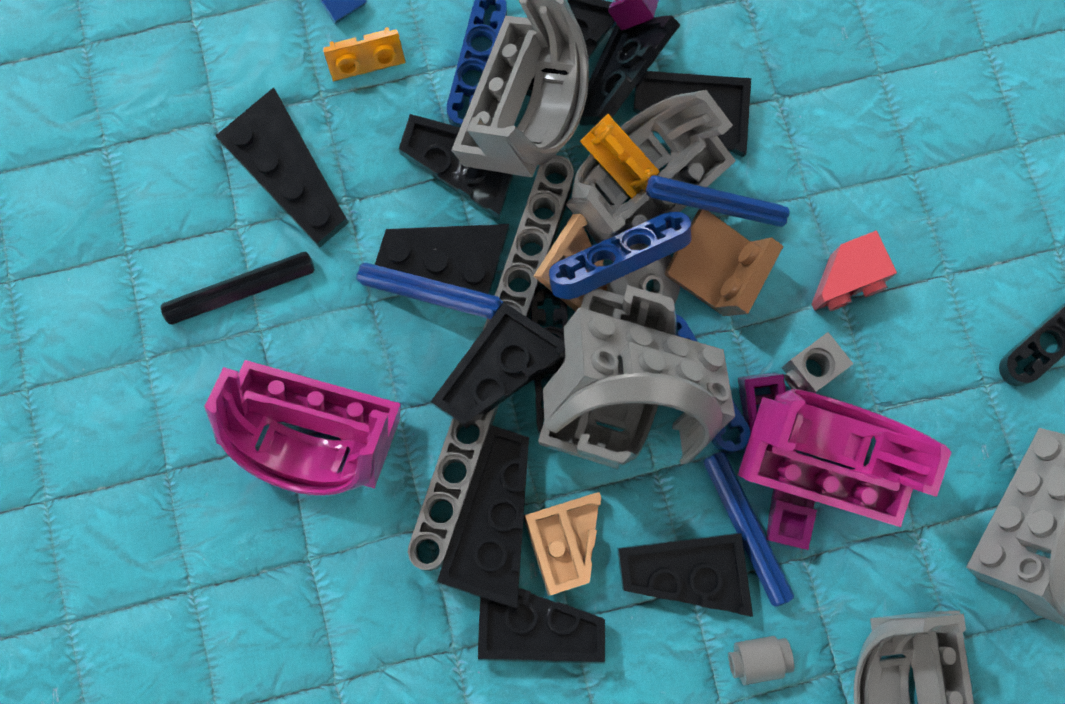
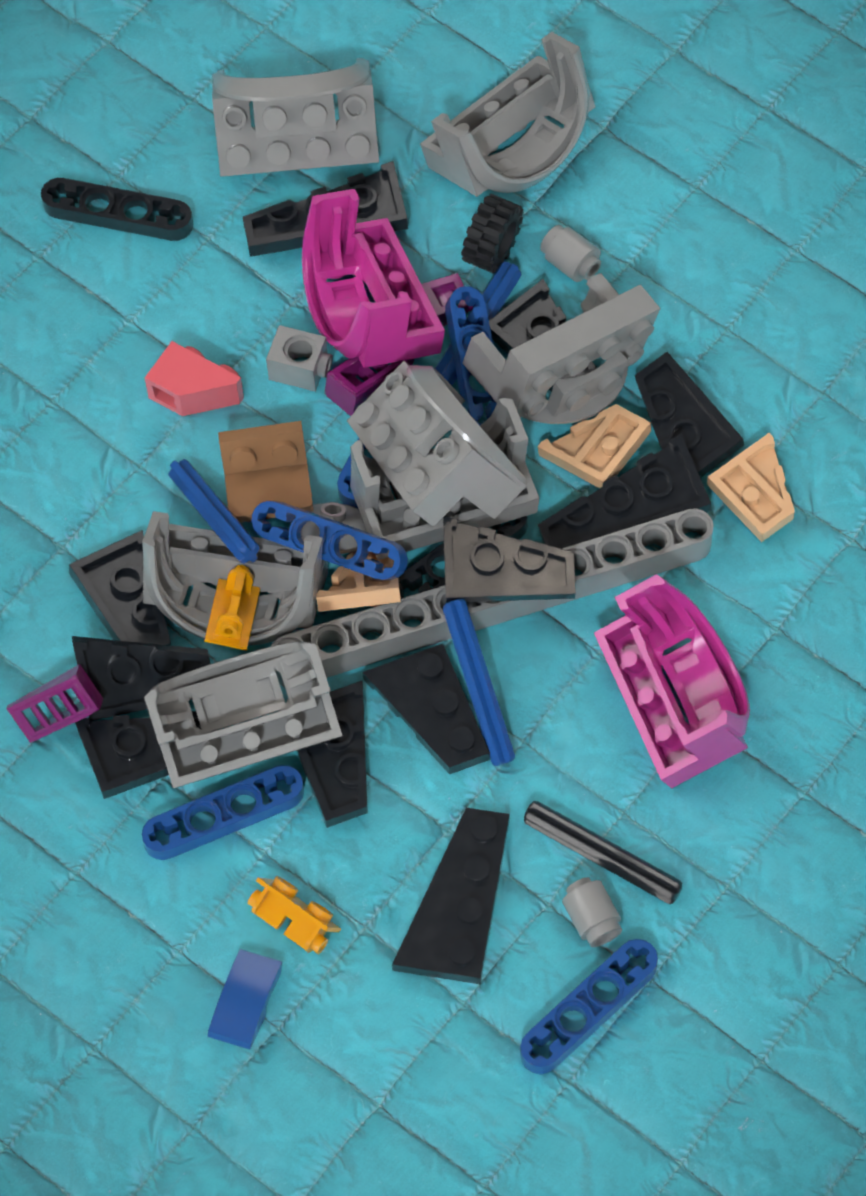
camera: 120 degrees left, 15 degrees down
(143, 193) = (585, 1002): none -> blue beam
(196, 242) = (592, 911): none -> light grey brick
(431, 637) = (755, 489): none -> light nougat wing
(641, 601) = (609, 329): none -> light grey piece
(706, 501) = (455, 319): none -> blue beam
(823, 602) = (492, 233): none -> black tyre
(935, 525) = (283, 224): none -> black wing

